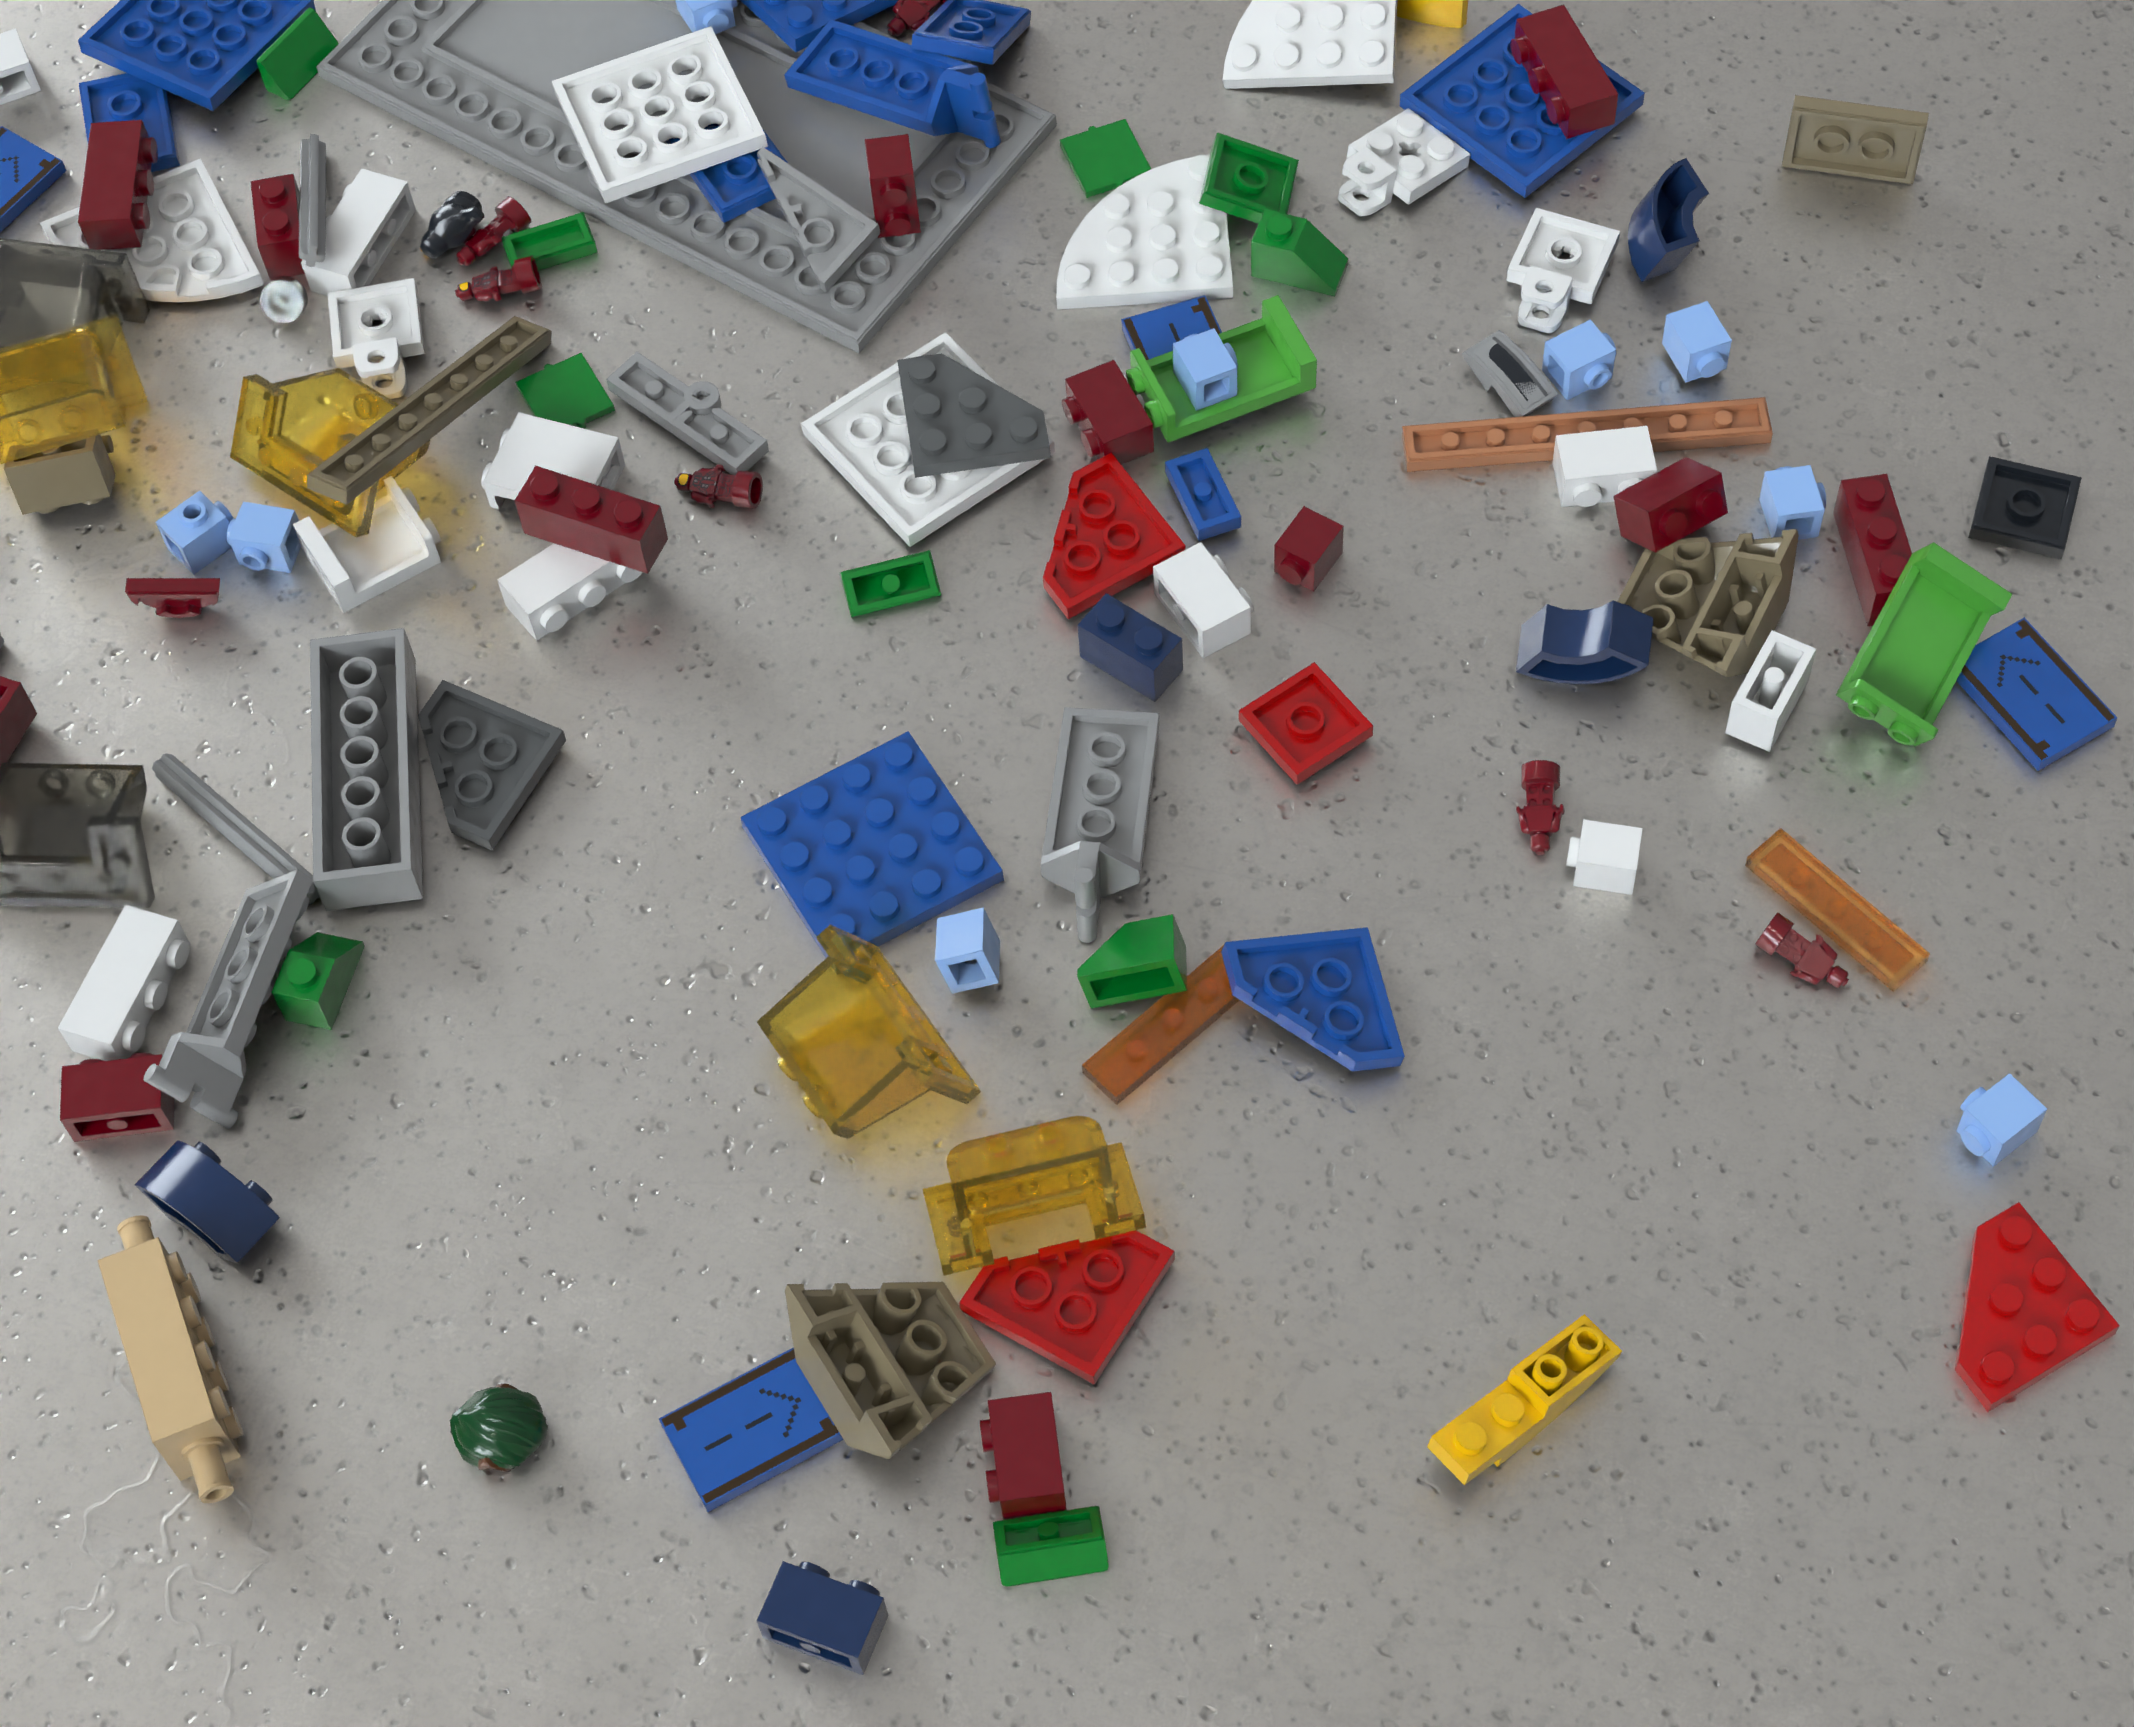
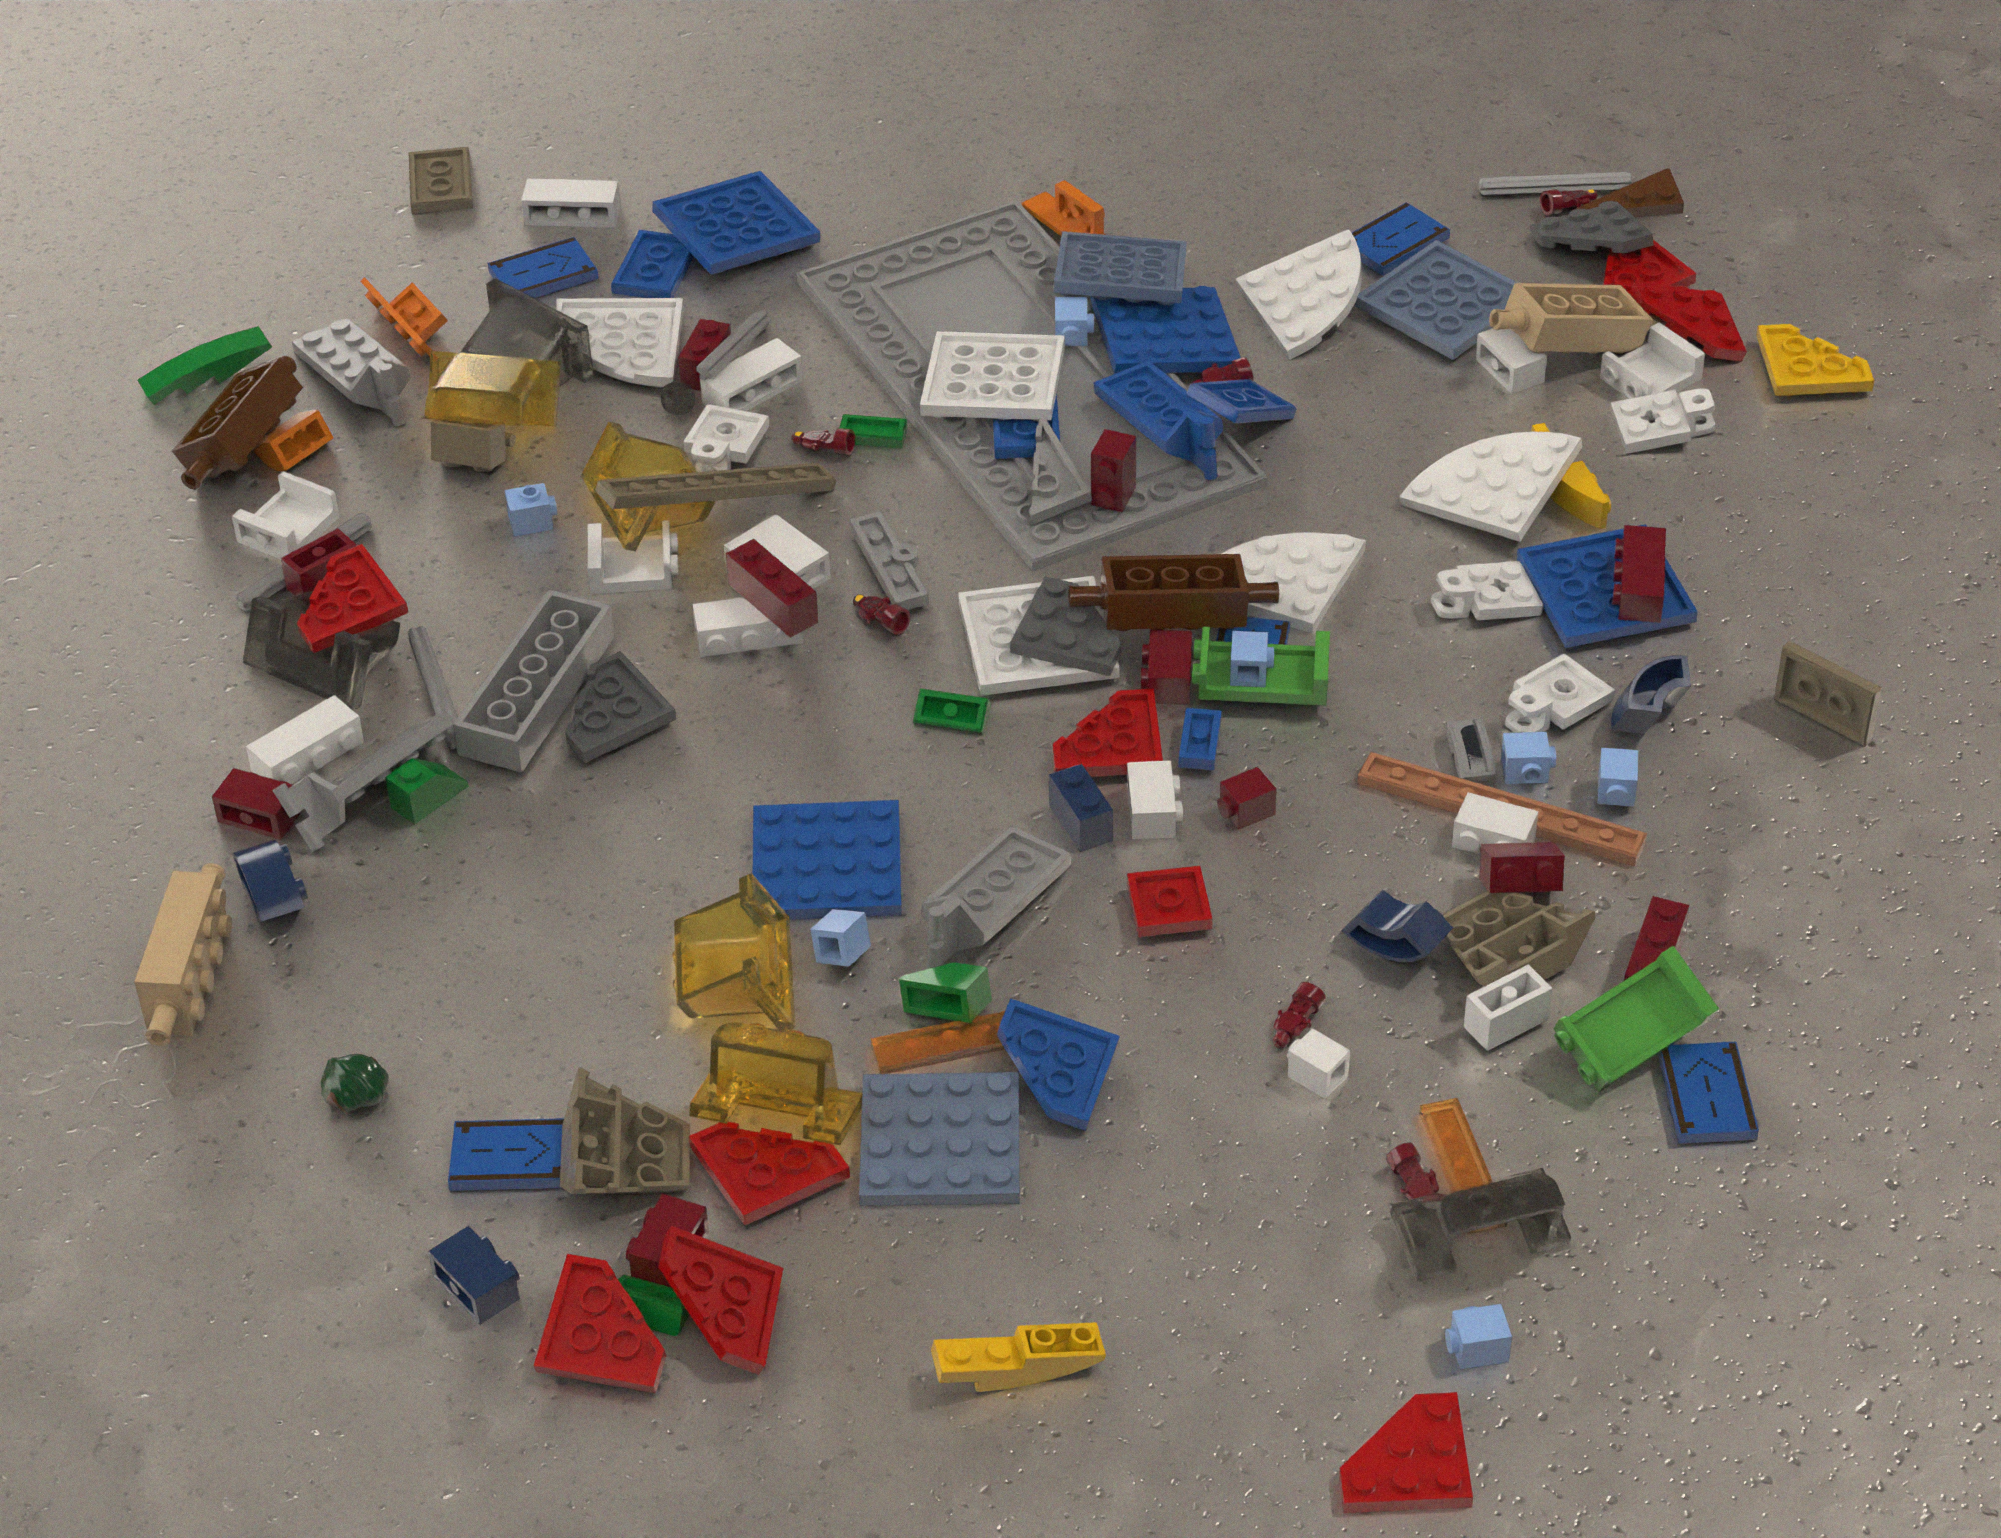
camera: 25 degrees right, 15 degrees down
(63, 765) = (349, 599): none -> red plate
(117, 185) = (616, 290): dark red brick -> none
(174, 595) = (489, 539): dark red tile -> none
(264, 537) = (567, 528): light blue brick -> none
(295, 54) = (782, 262): green slope -> none
(452, 224) = (816, 394): black animal -> none
(509, 216) = (857, 404): dark red piece -> none
(566, 393) = (822, 521): green piece -> none
(1024, 1618) = (598, 1331): none -> red plate
(1067, 320) = (1173, 592): none -> reddish brown brick
(1104, 157) = (1284, 514): green piece -> none
(1147, 1495) = (725, 1294): none -> red plate
(1244, 1157) = (940, 1139): none -> sand blue plate
(1247, 179) = (1370, 563): green tile -> none
(1296, 254) = (1371, 619): green slope -> none
(1793, 501) = (1616, 904): light blue brick -> none
(1913, 974) = (1432, 1221): none -> clear smoke windscreen
(2025, 507) = (1793, 977): black tile -> none

